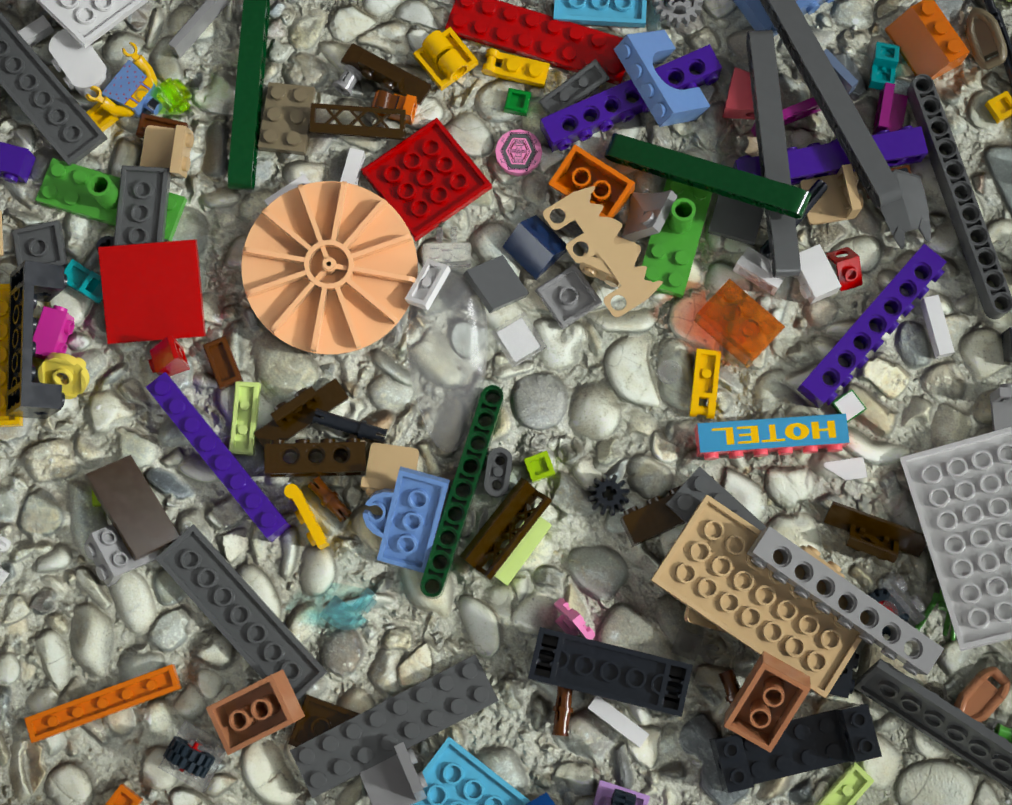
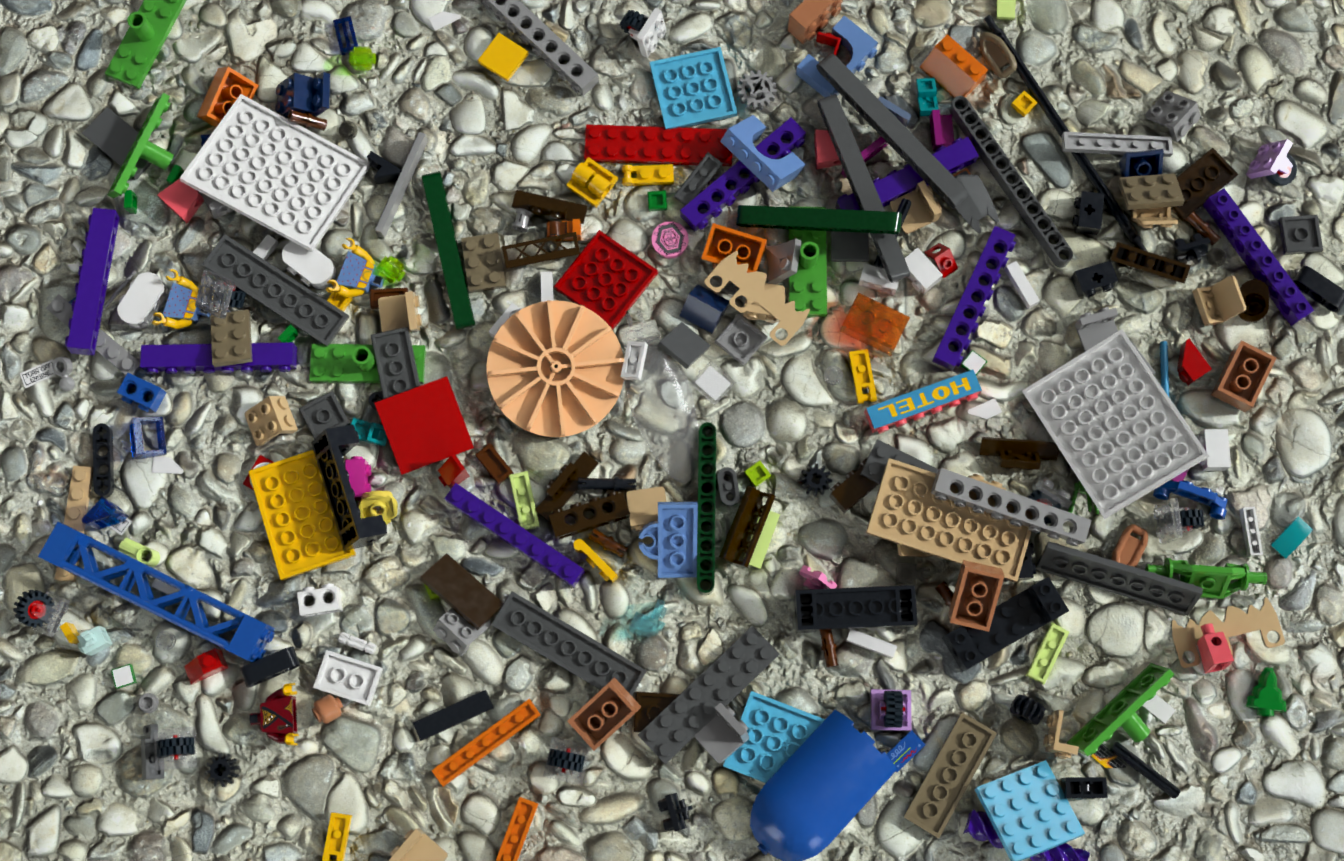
camera: 15 degrees left, 0 degrees up
(28, 139) = (288, 335): none -> green tile
(75, 657) = (453, 715): none -> black tile

